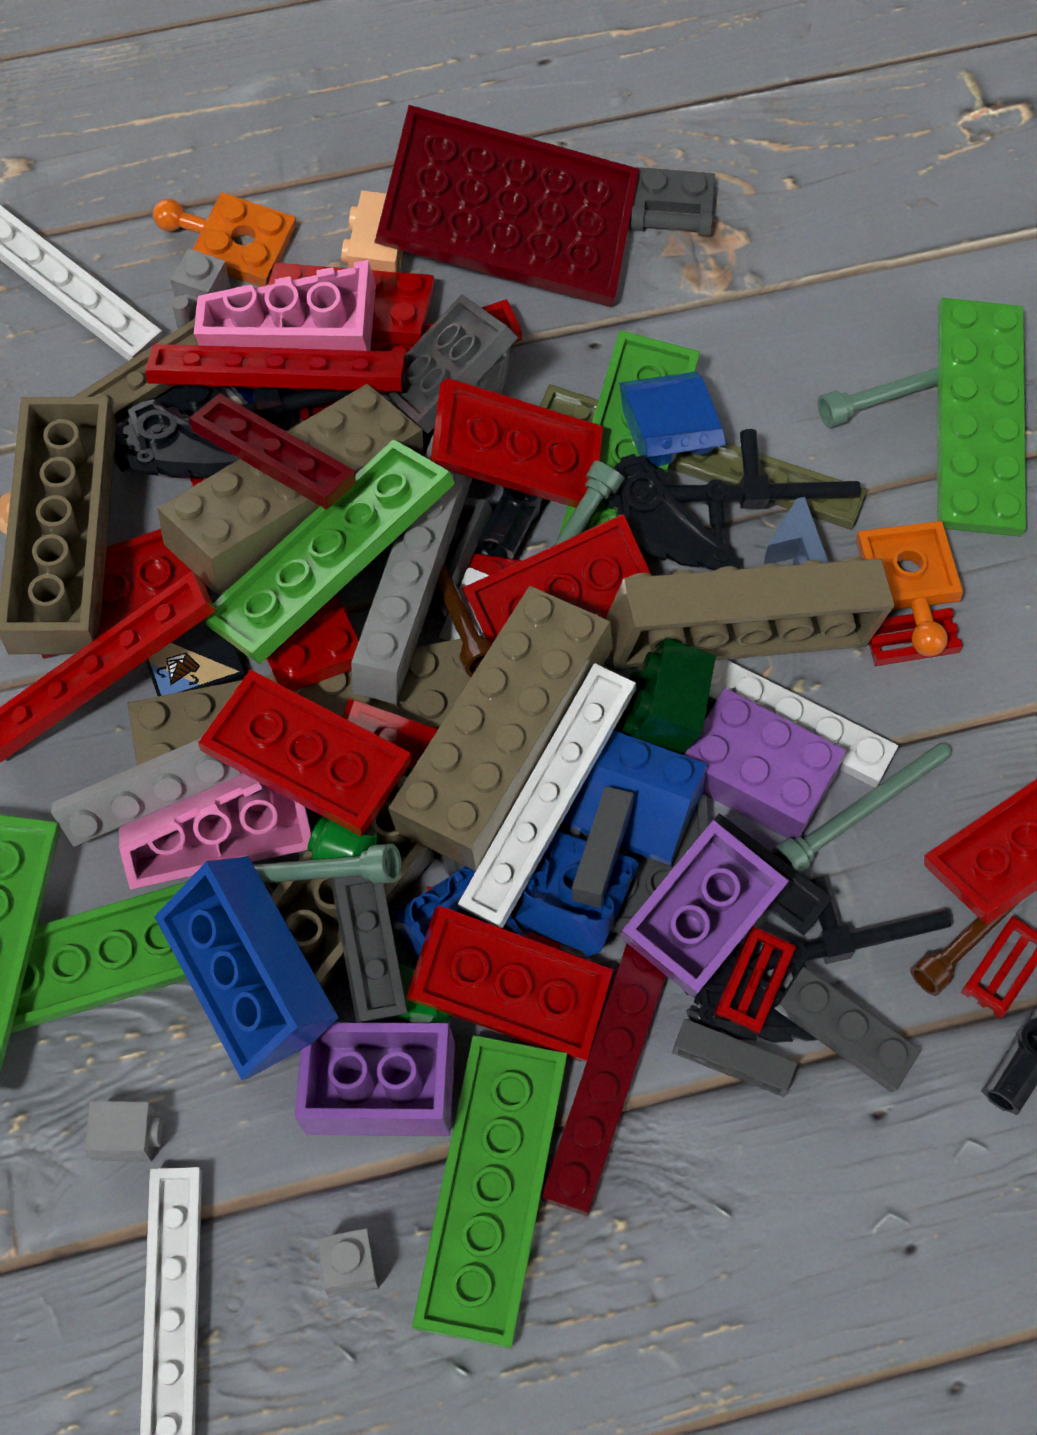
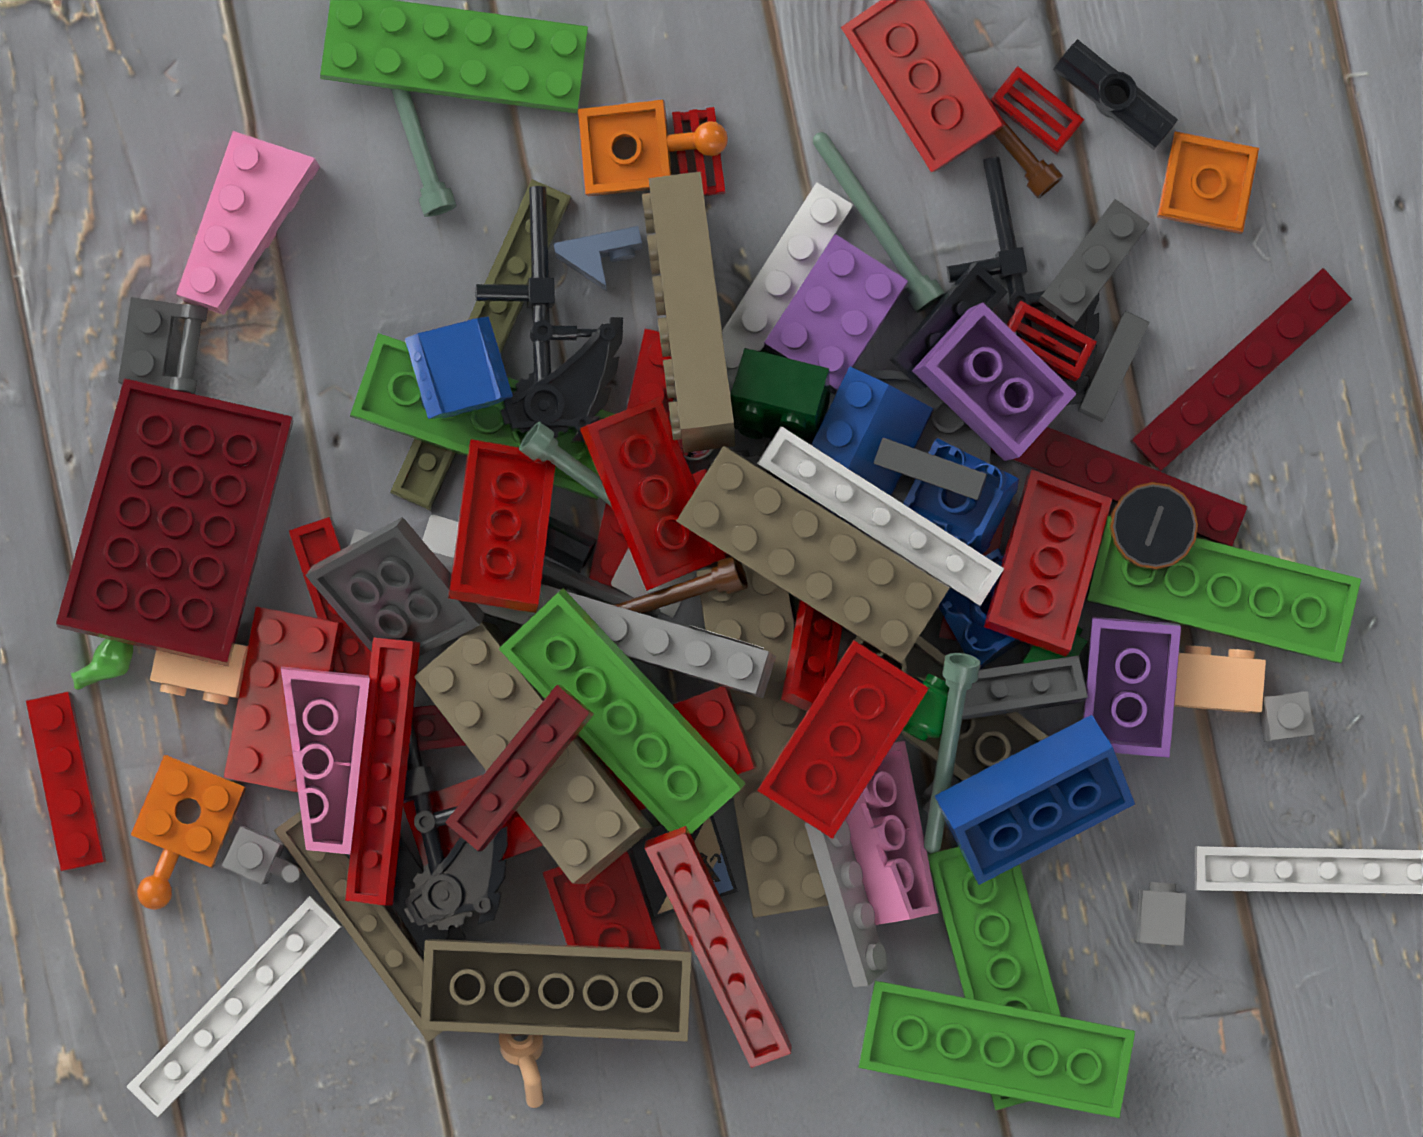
camera: 85 degrees left, 20 degrees up
(271, 149) = (65, 781): none -> red plate
(376, 171) = (108, 662): none -> bright green animal
(386, 1183) = (1220, 681): none -> light nougat brick
(412, 648) = (719, 635): none -> sticker
(558, 1100) = (1153, 526): none -> black tile
(746, 1204) = (1241, 370): none -> dark red plate
(794, 248) = (245, 209): none -> bright pink wedge
(953, 1153) = (1208, 182): none -> orange plate

